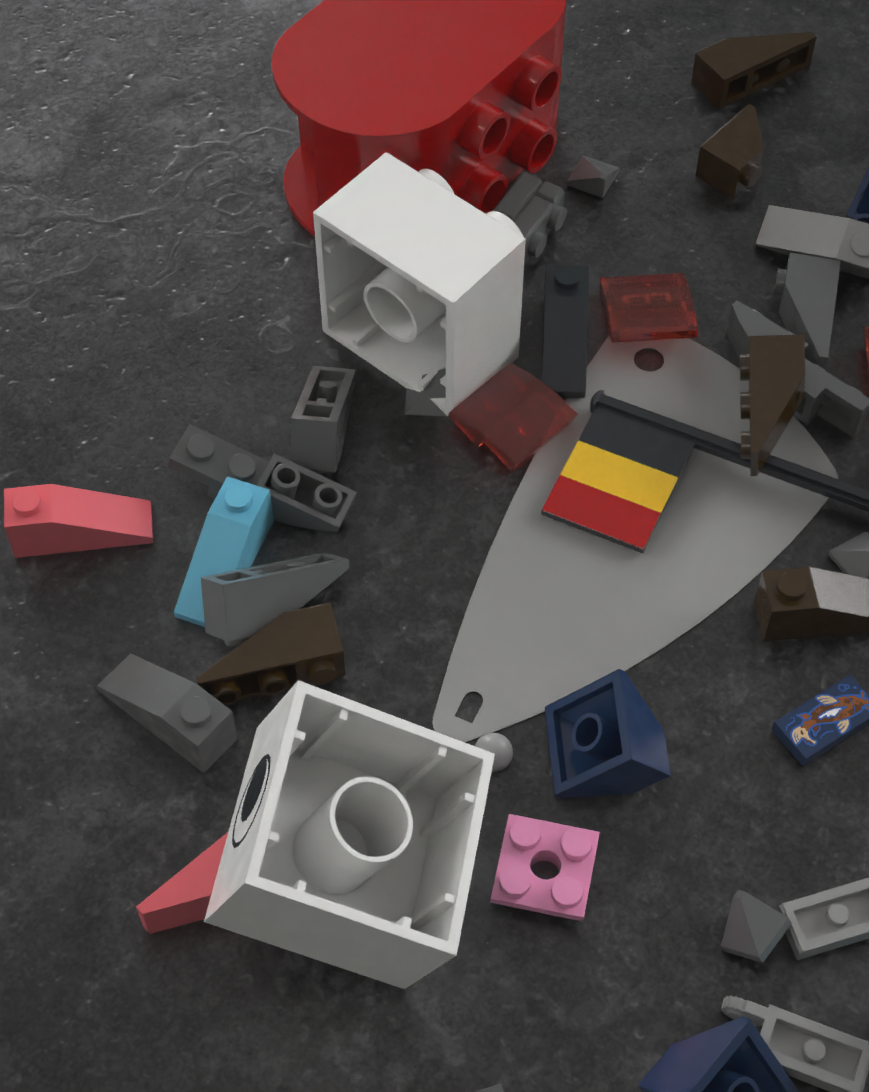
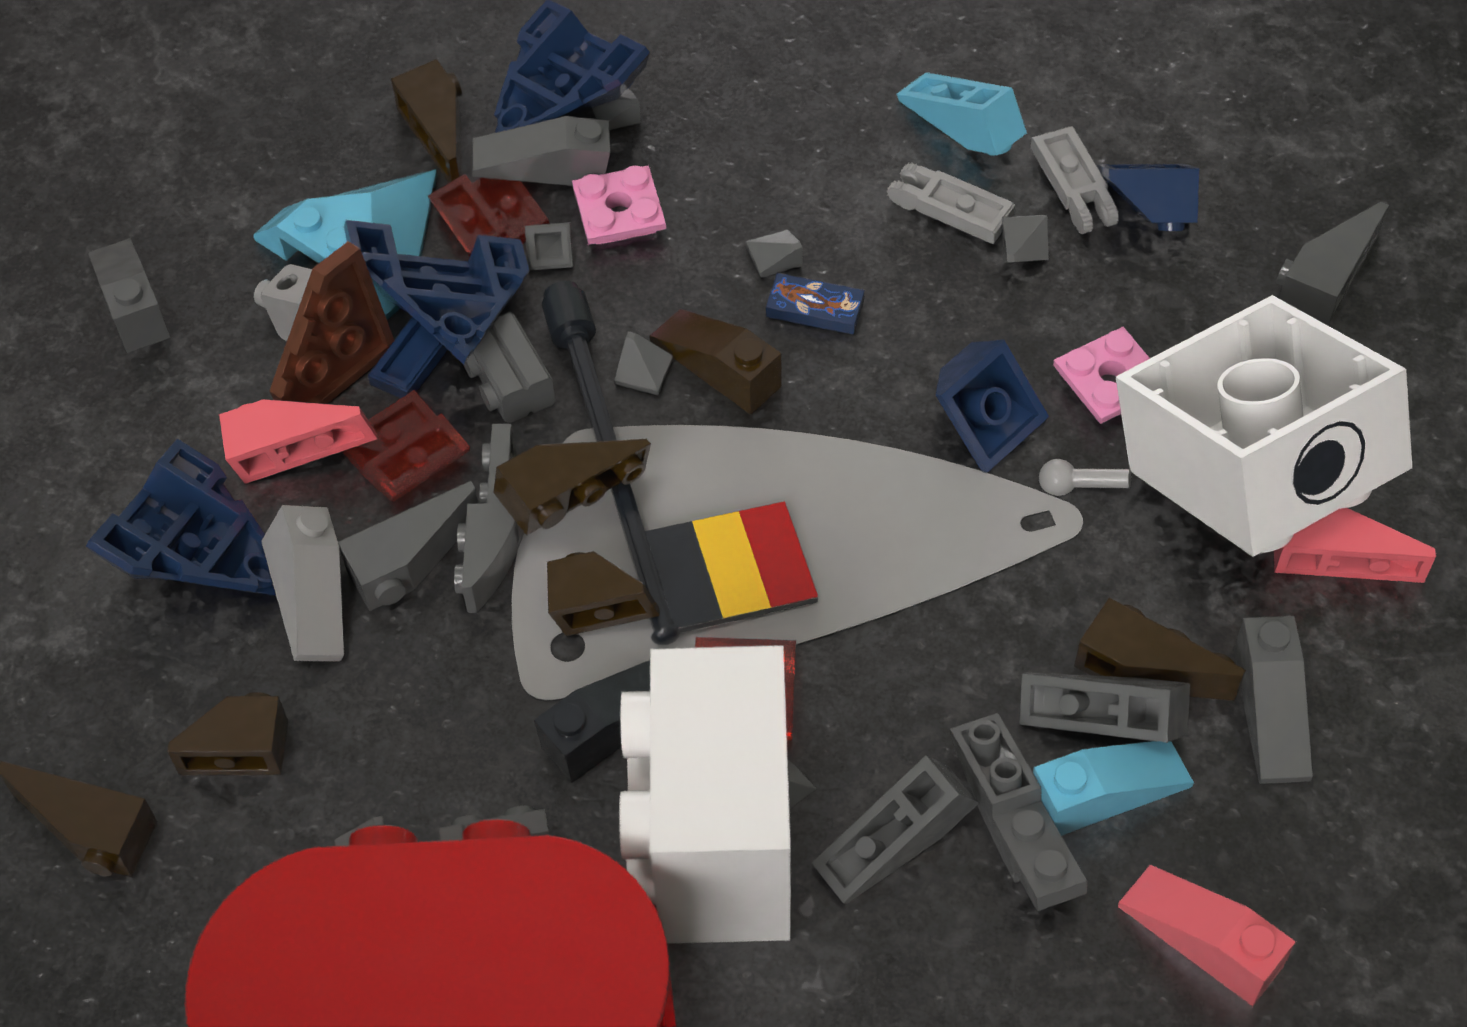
camera: 130 degrees left, 0 degrees up
(648, 307) = (515, 673): clear red slope -> none
(664, 372) = (594, 594): none -> dark brown slope

